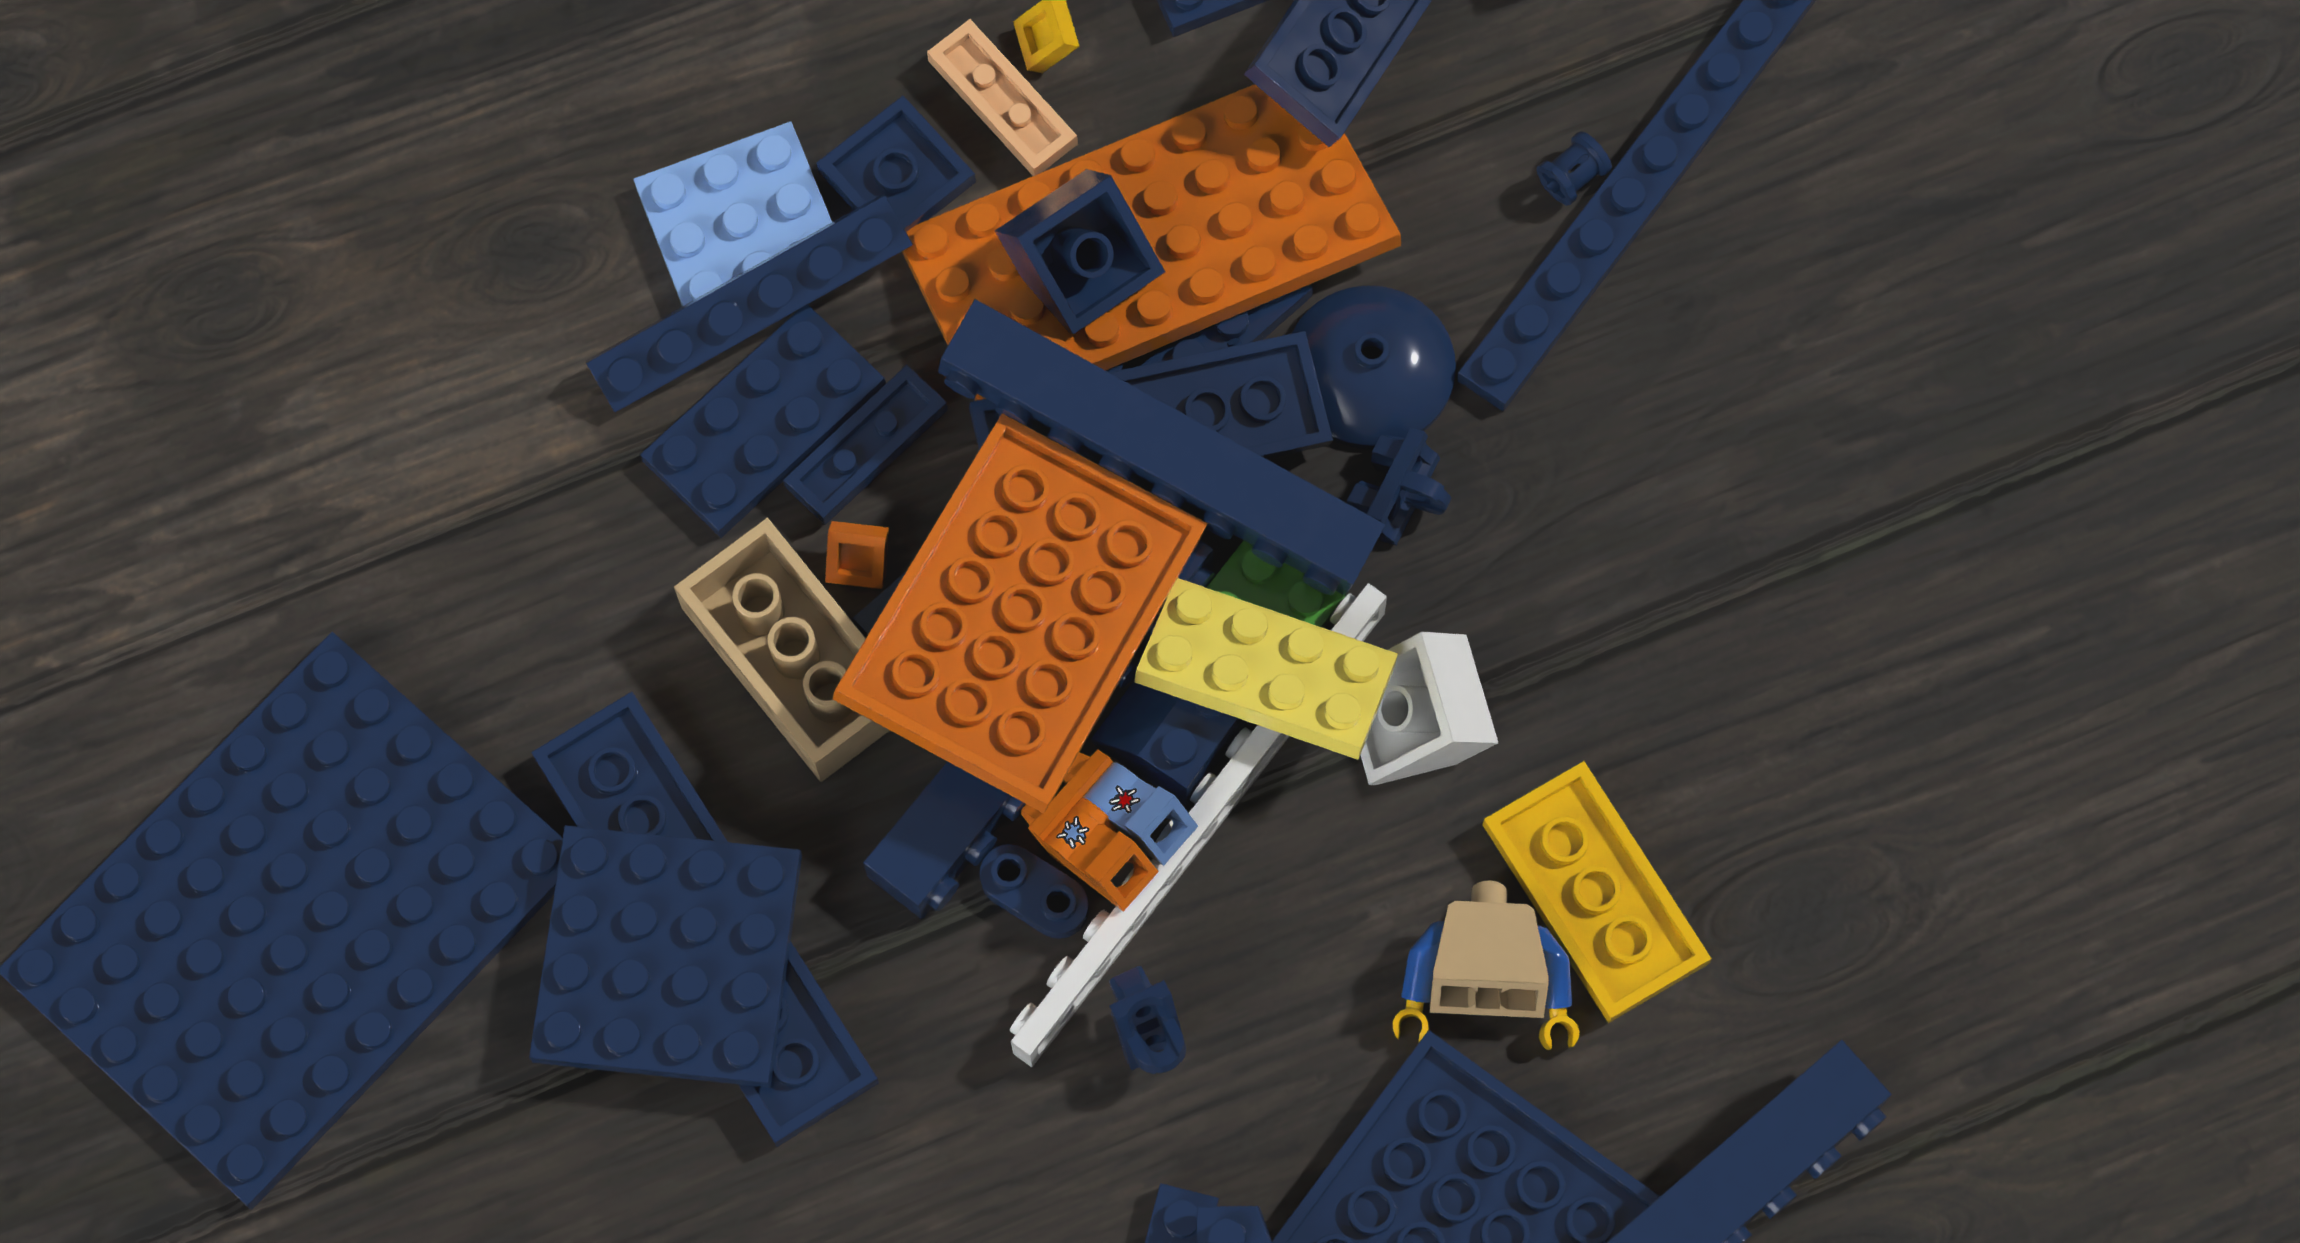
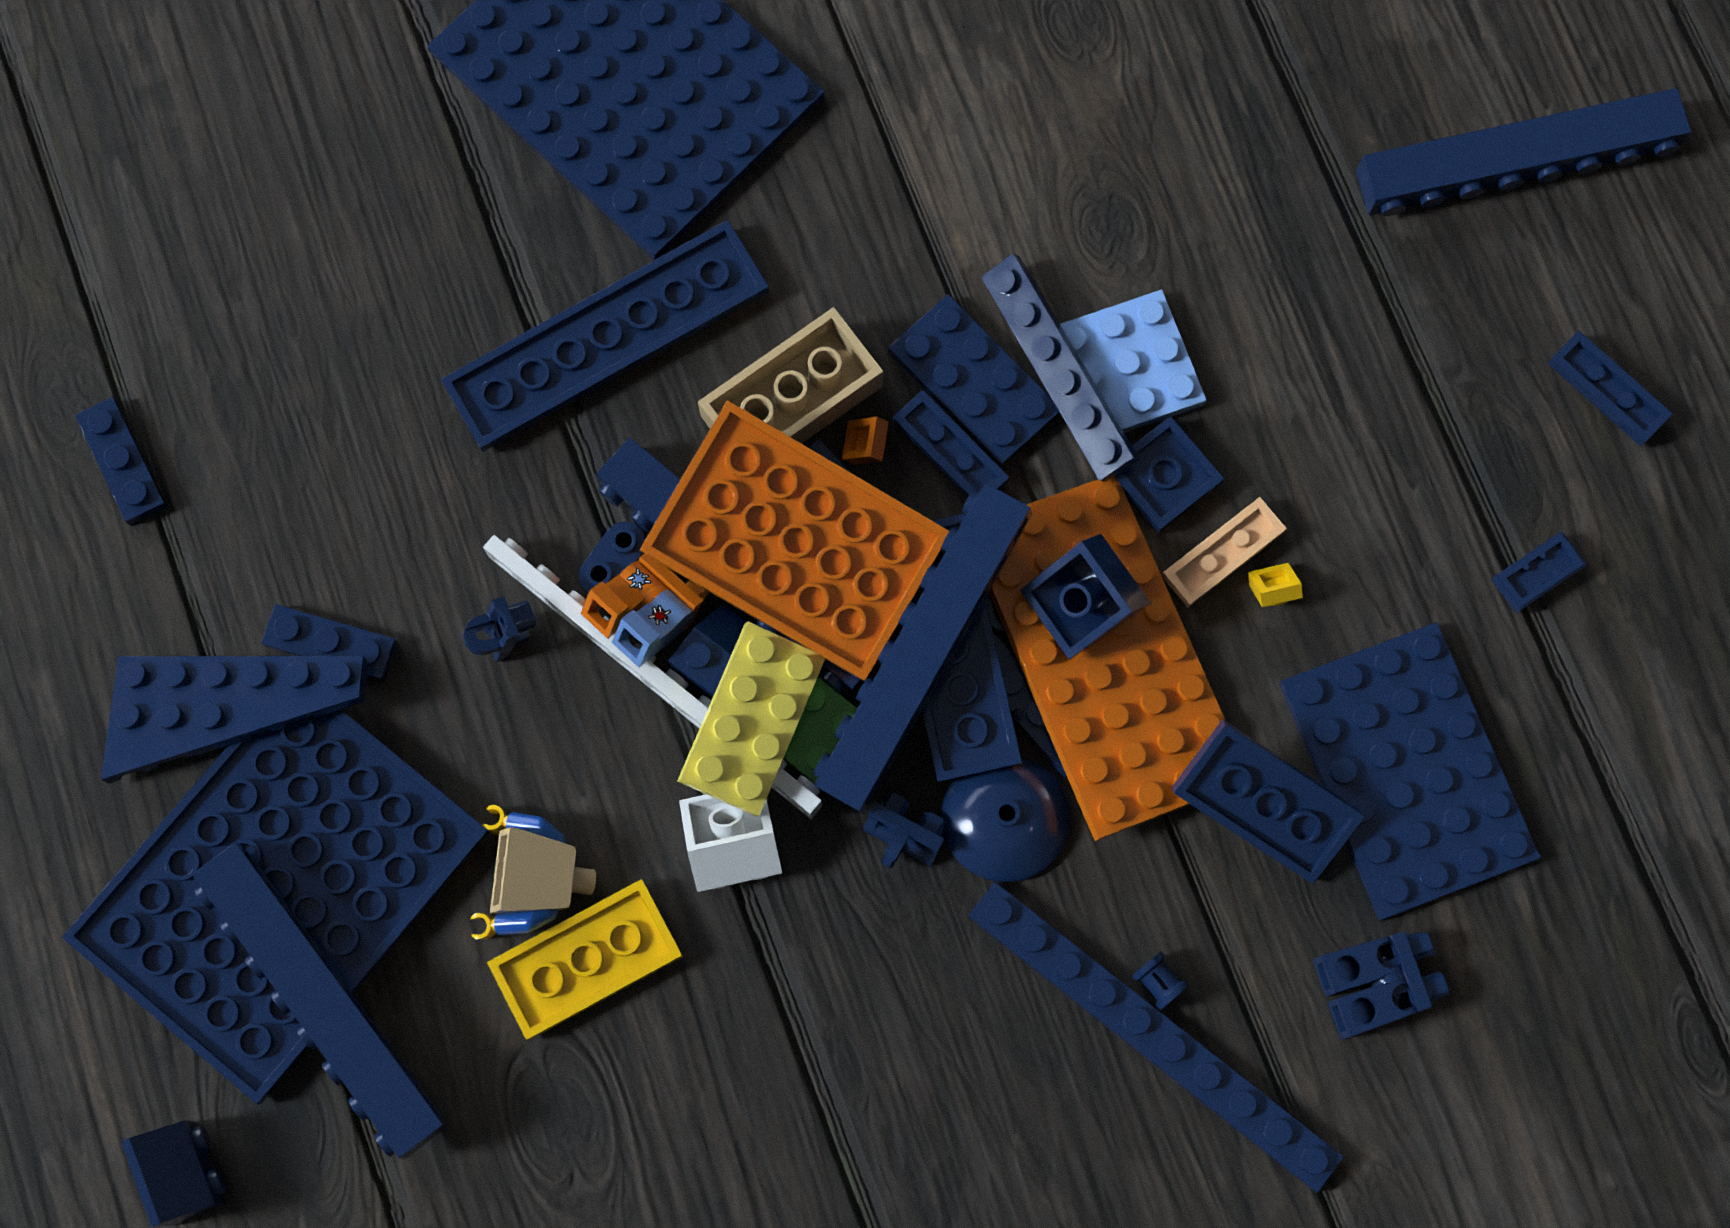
camera: 90 degrees right, 5 degrees up
(666, 956) = (573, 307): dark blue plate -> none

